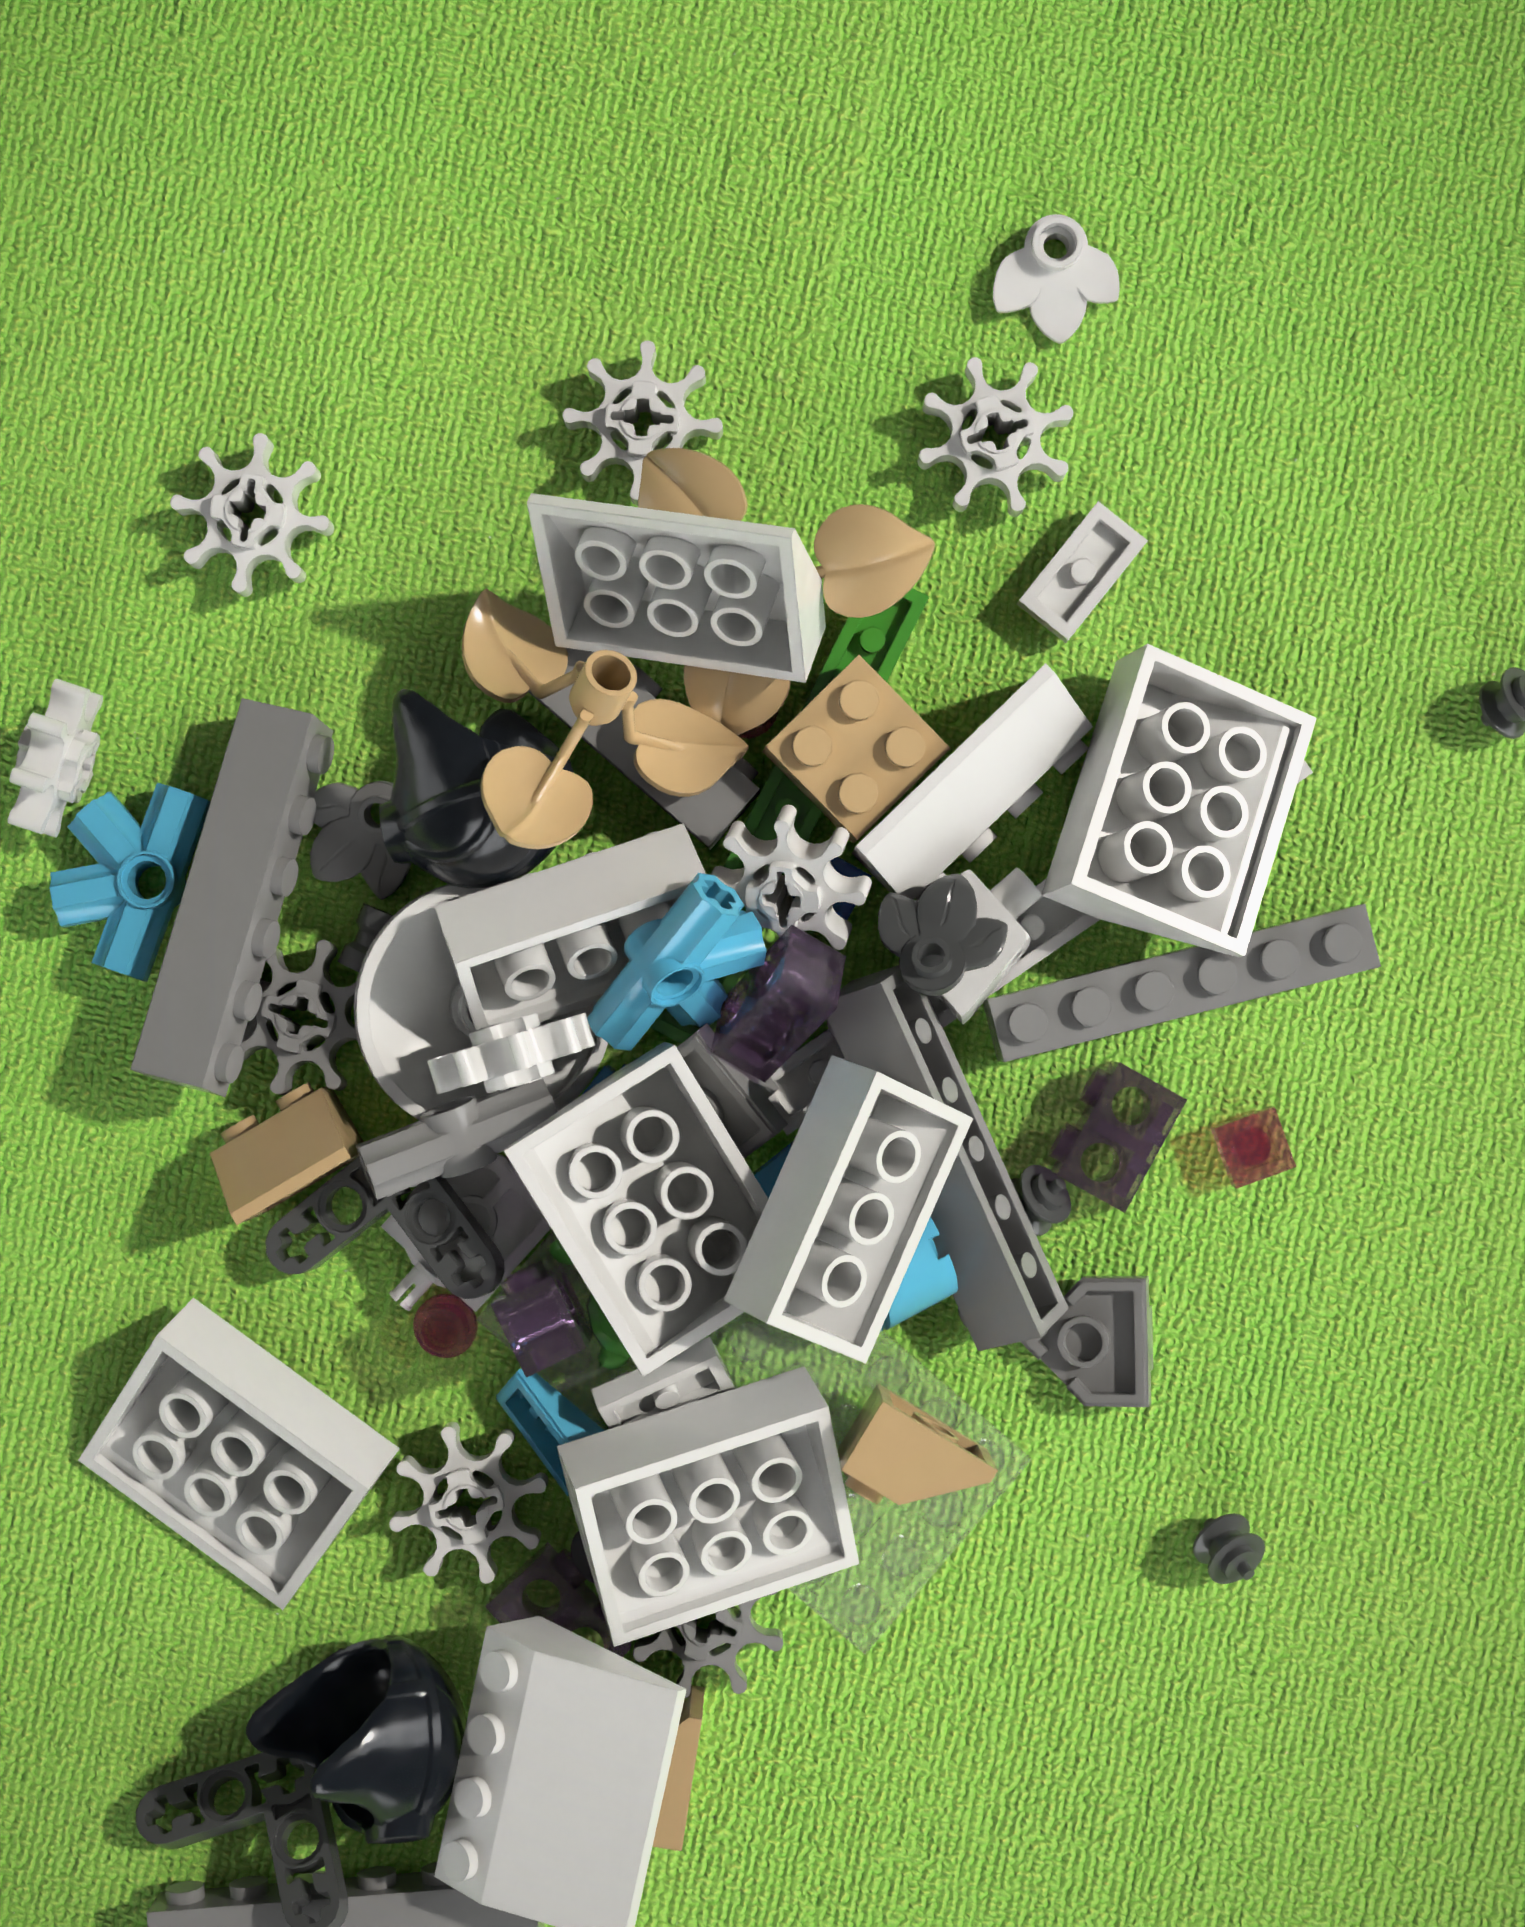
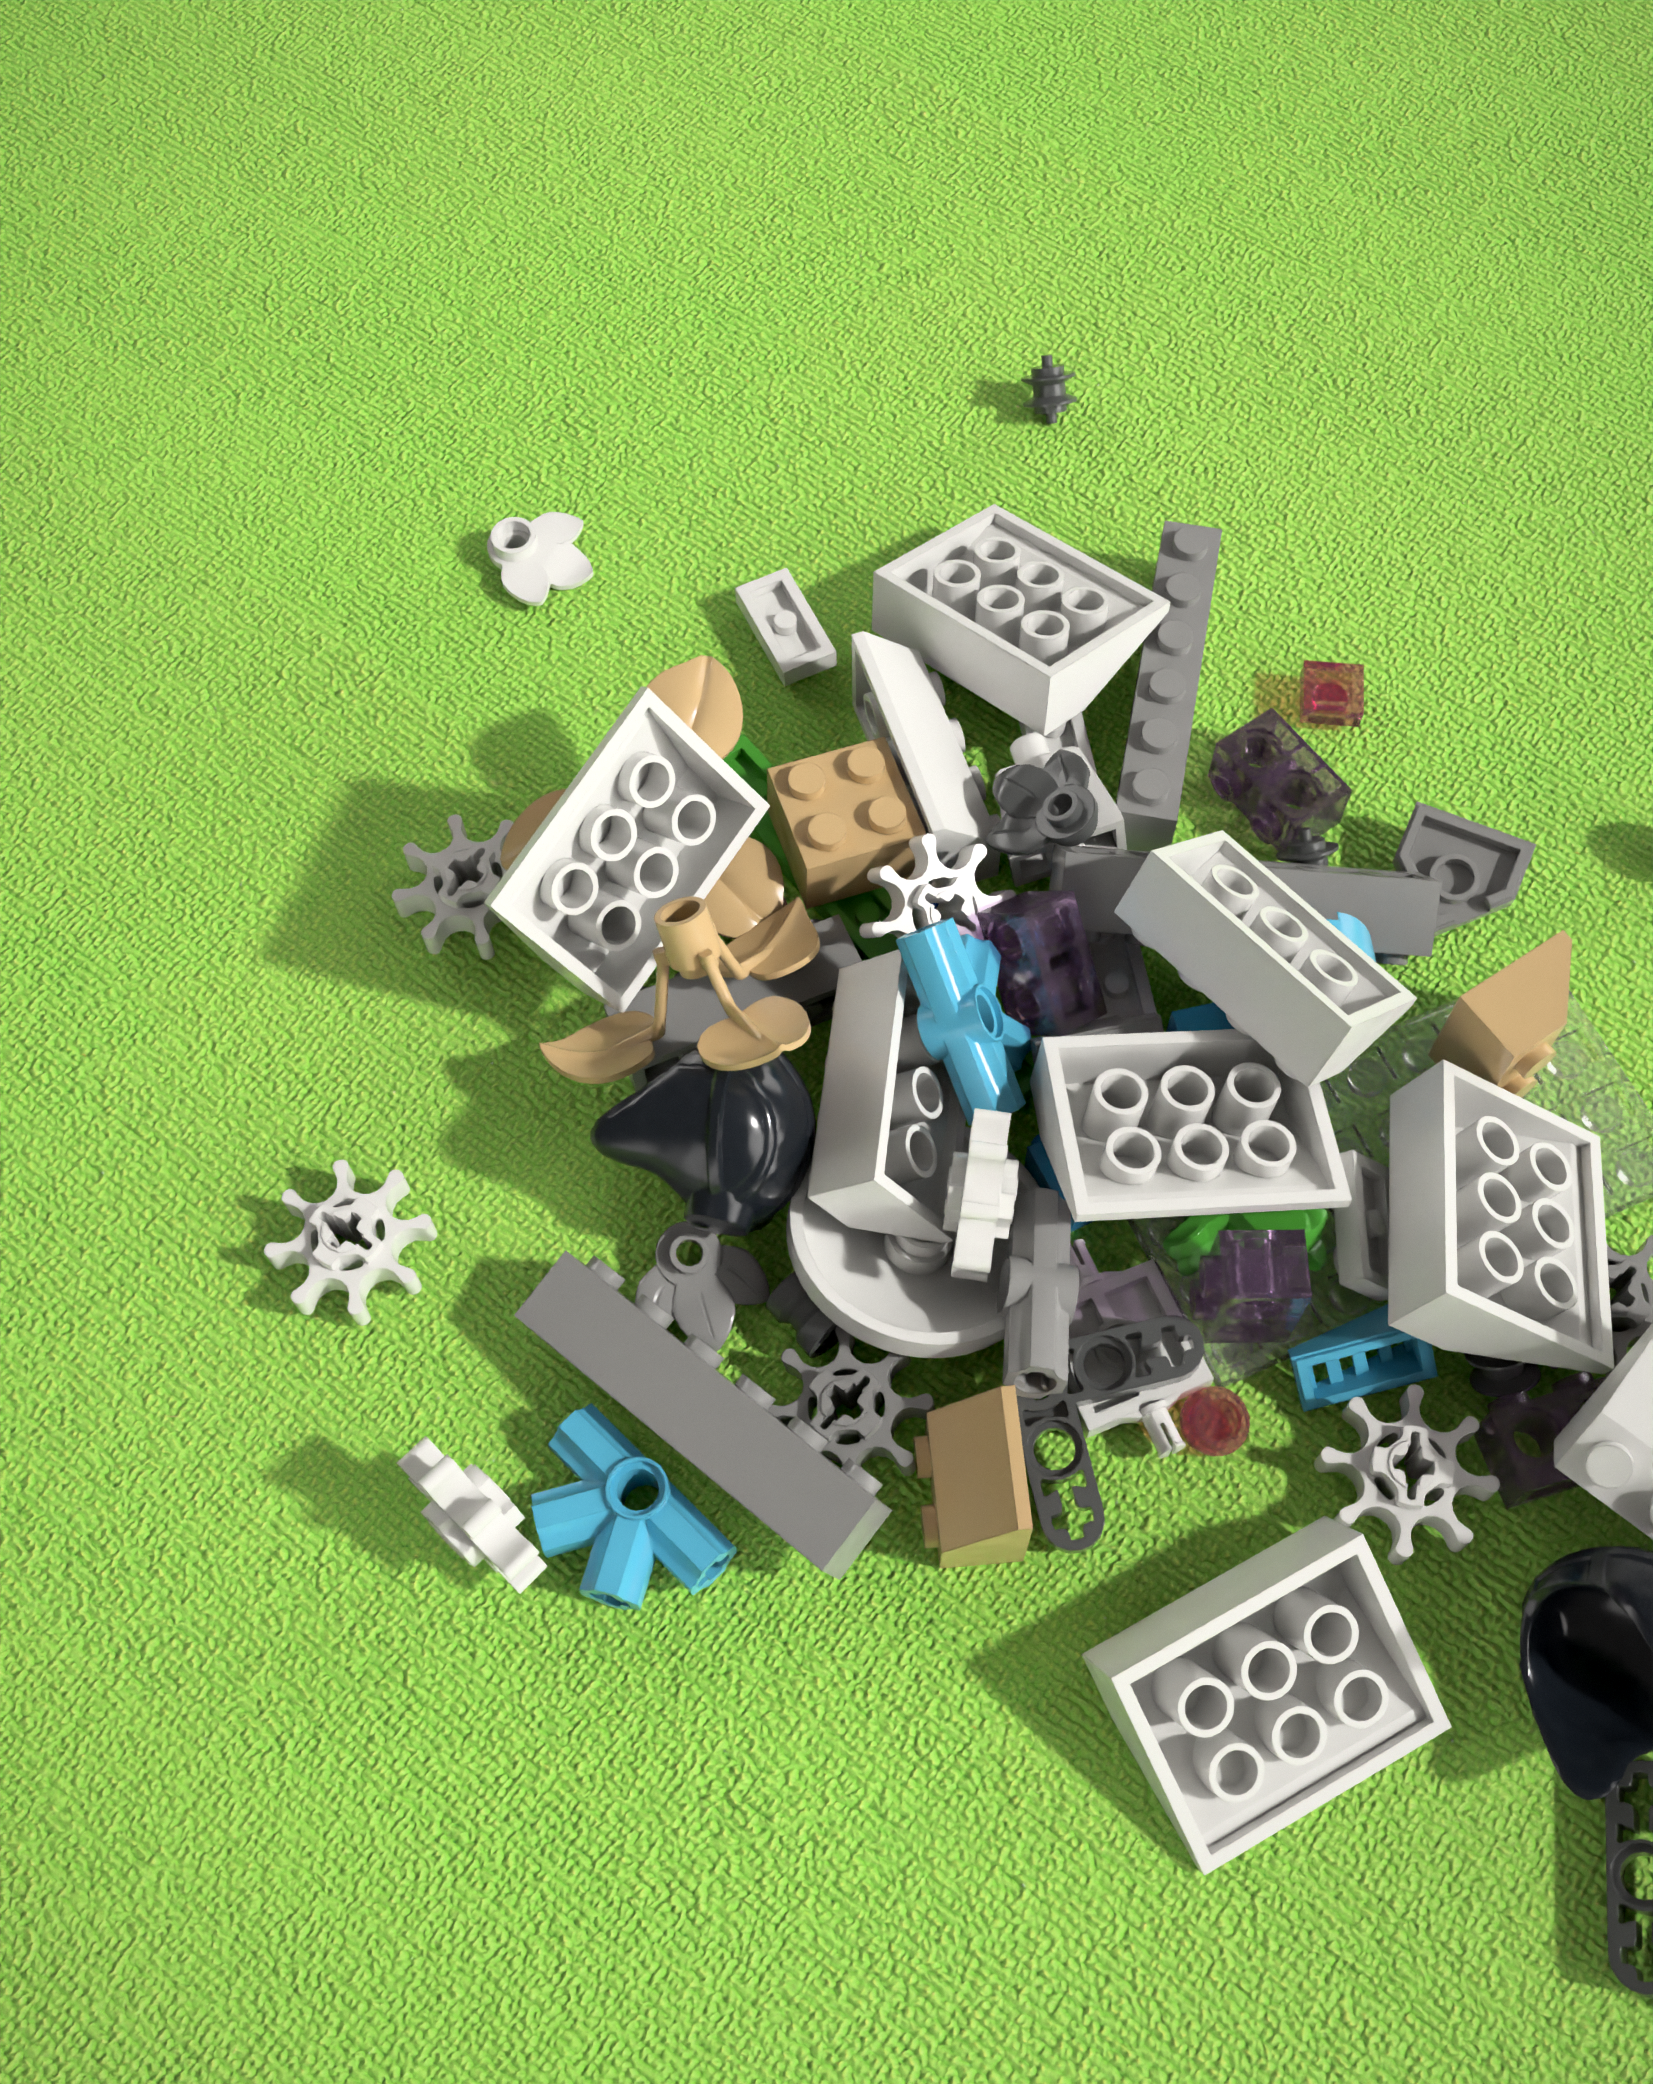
camera: 65 degrees left, 25 degrees down
(1008, 414) = (638, 636): white gear -> none

